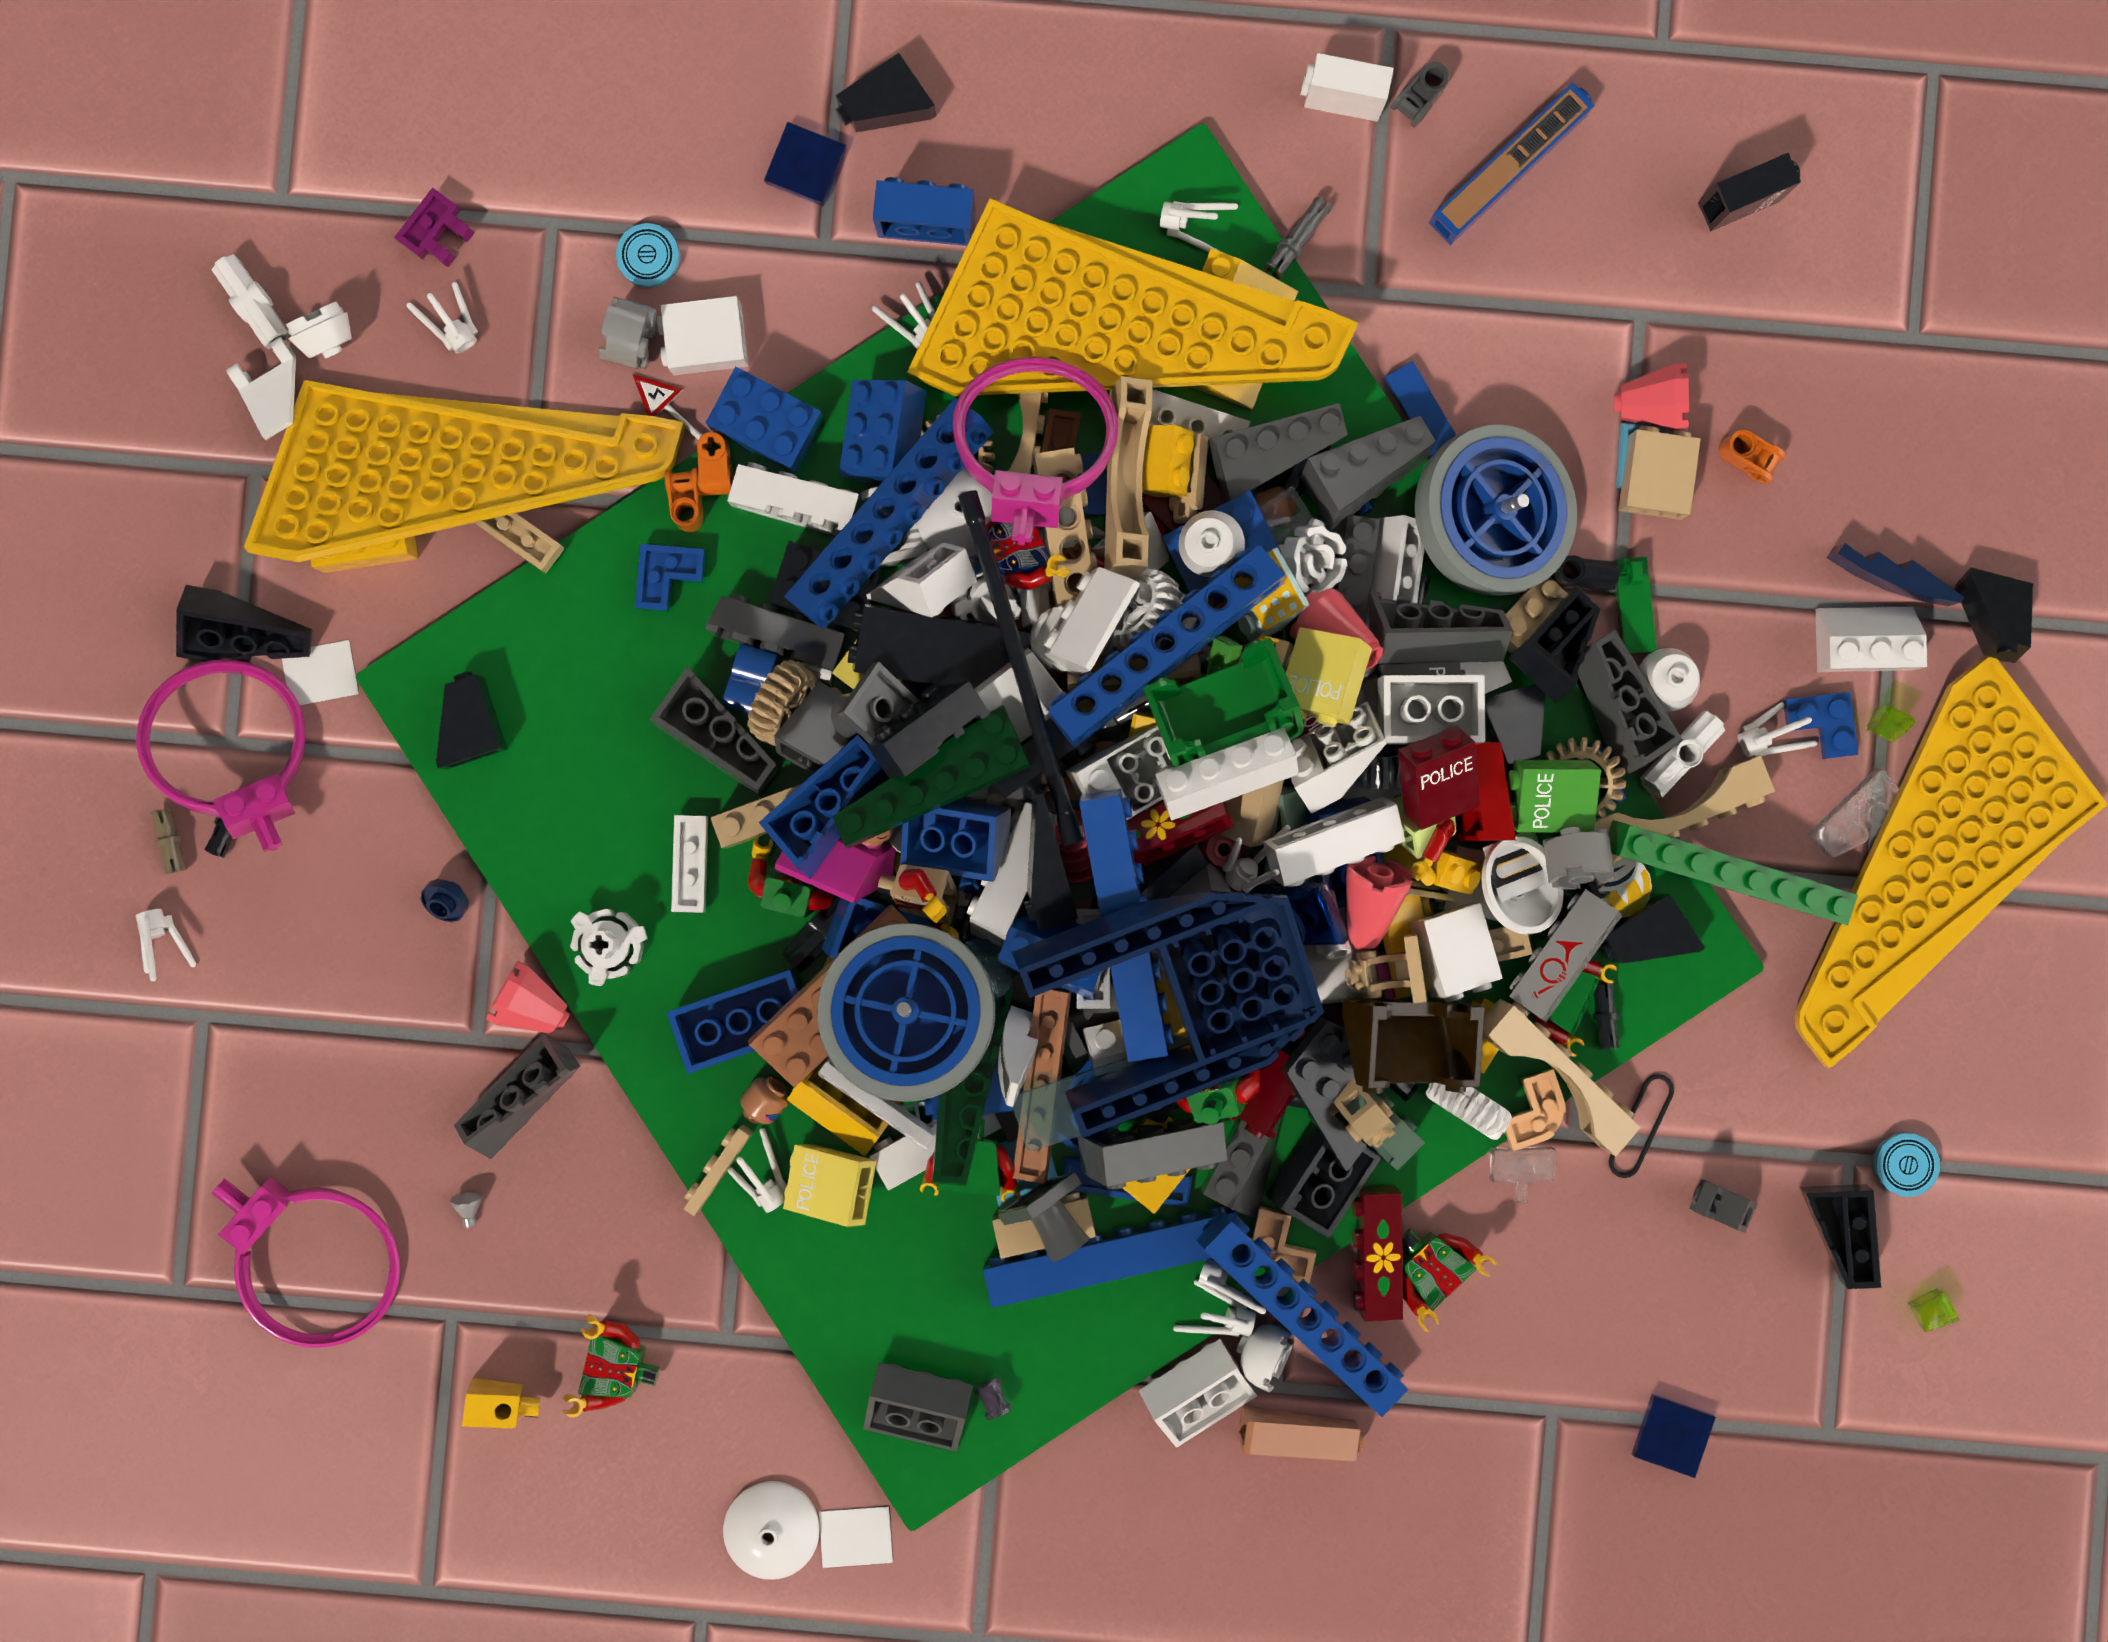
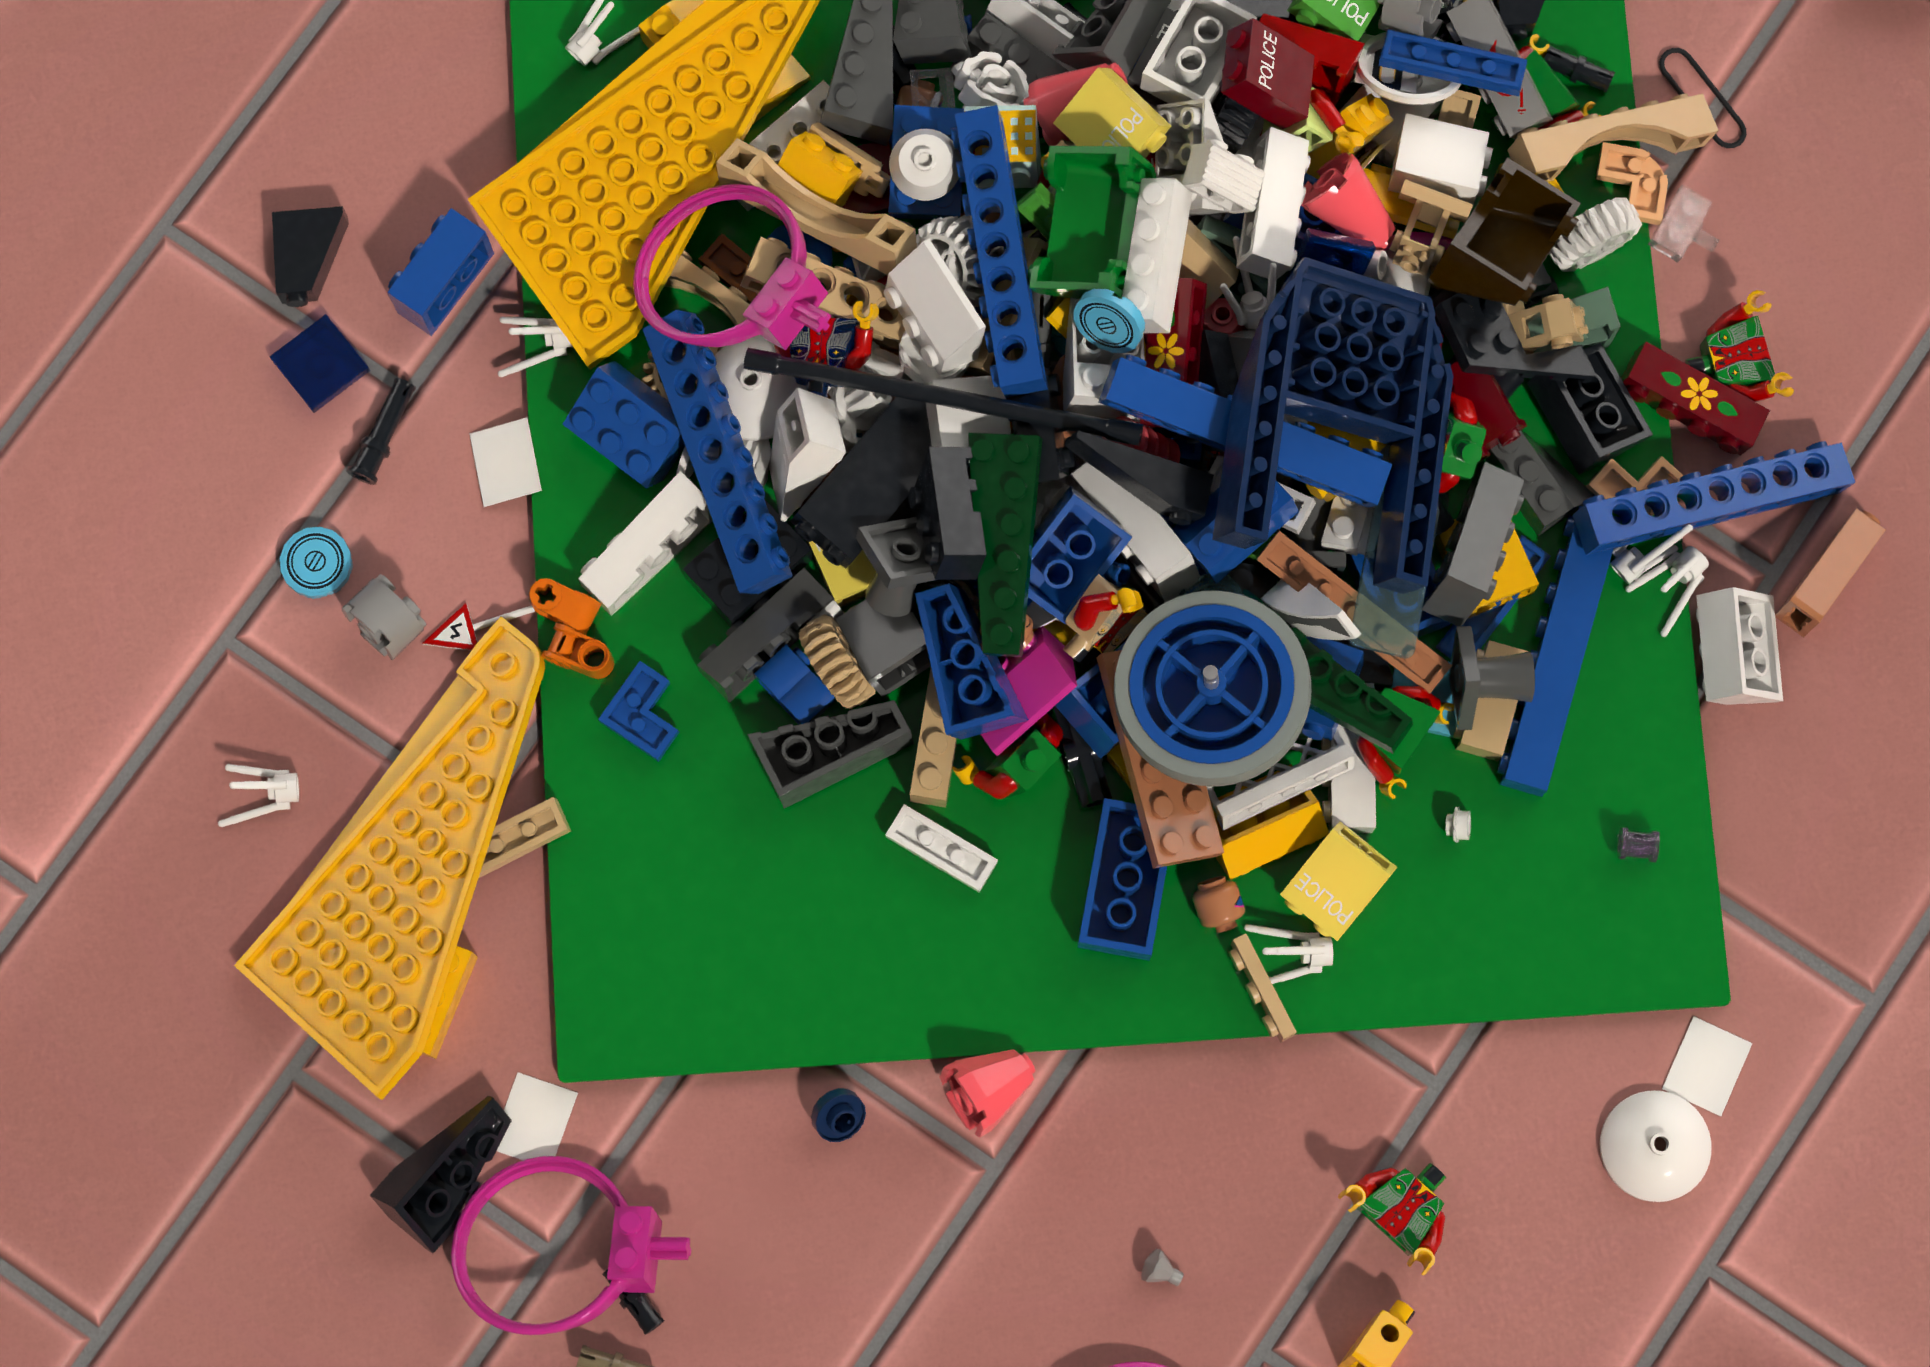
camera: 65 degrees left, 10 degrees down
(249, 300) = (123, 975): white piece -> none
(272, 394) = (230, 1004): white flag -> none
(321, 331) = (198, 917): white cone -> none
(429, 223) = (155, 757): magenta plate -> none
(467, 723) = (676, 987): black slope -> none
(516, 1096) = (1076, 1149): dark grey wedge -> none
(587, 937) = (977, 951): white piece -> none
(703, 335) = (429, 550): white brick -> none
(764, 246) = (375, 446): none -> black pin
(765, 420) = (550, 531): blue brick -> none
(808, 353) = (505, 462): none -> white sticker
(917, 1406) = (1608, 922): dark grey slope -> none
(931, 1251) = (1458, 825): none -> white plate
(1146, 768) = (1109, 321): none -> medium azure tile
(1264, 1354) = (1734, 560): white cylinder -> none
(1327, 791) = (1223, 177): none -> white brick
(1542, 919) = (1453, 62): none -> blue tile
(1723, 1206) = (1819, 62): dark grey brick -> none

